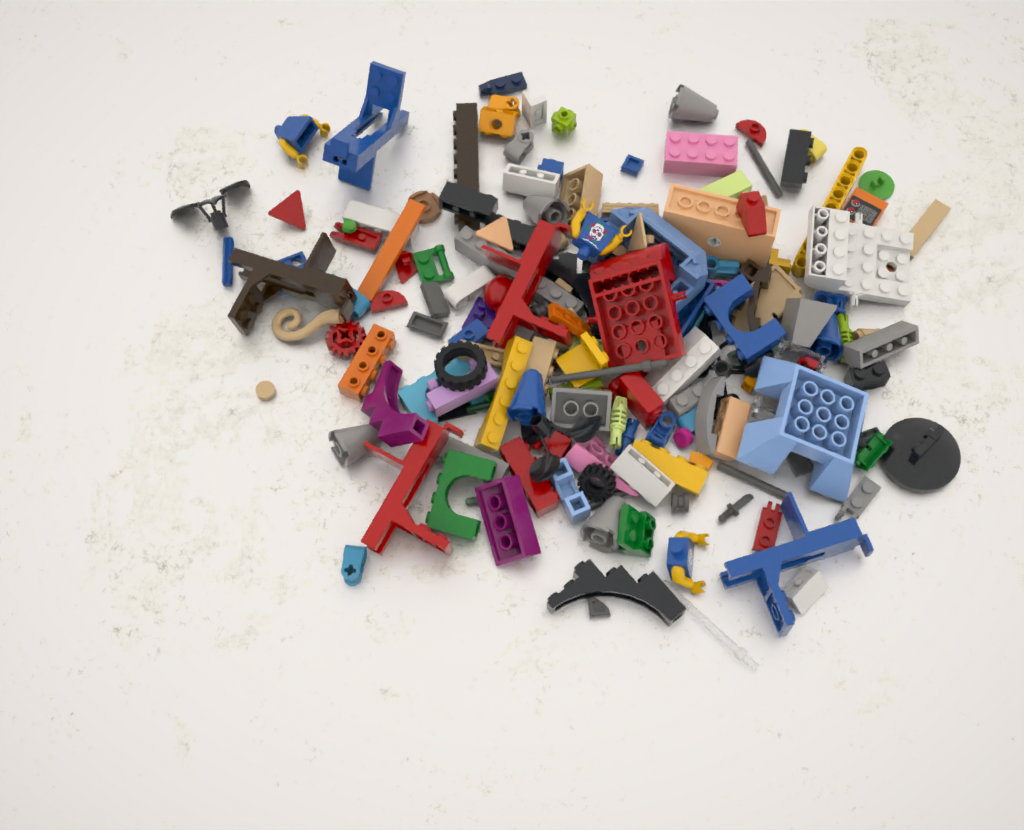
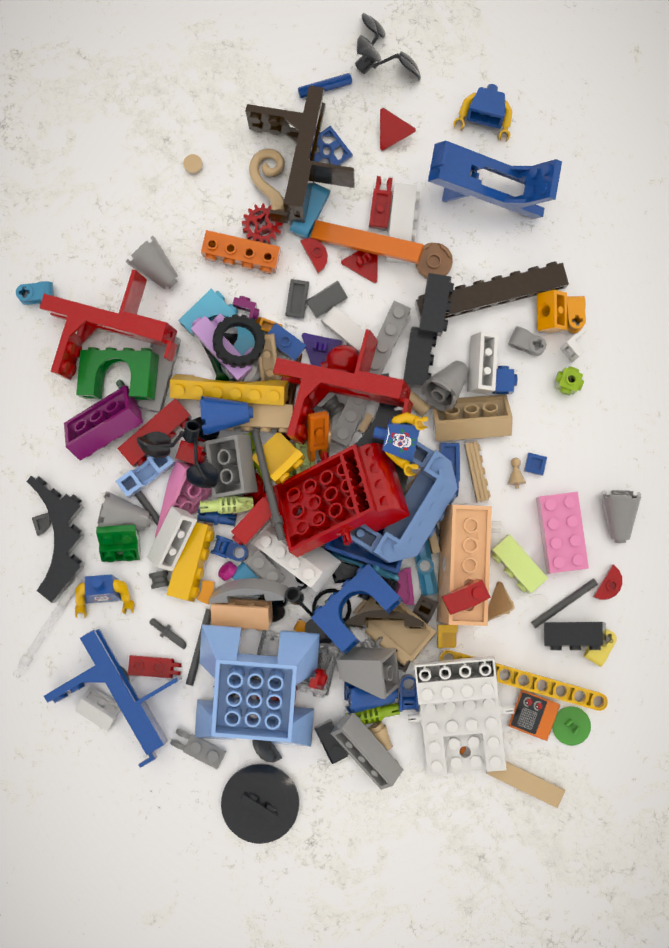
camera: 70 degrees right, 20 degrees up
(349, 226) = (385, 192): bright green hinge -> none
(384, 413) = (177, 284): magenta arch -> none
(422, 368) = (244, 303): none -> magenta bracket
(426, 266) = (361, 282): green plate -> none
(497, 233) = (407, 342): light nougat piece -> none
(503, 85) = (606, 307): dark blue hinge -> none
(603, 475) = (158, 497): black tyre -> none
(639, 239) = (414, 486): tan piece -> none
(642, 181) = (516, 477): none -> tan piece
(865, 458) = (252, 759): green hinge -> none

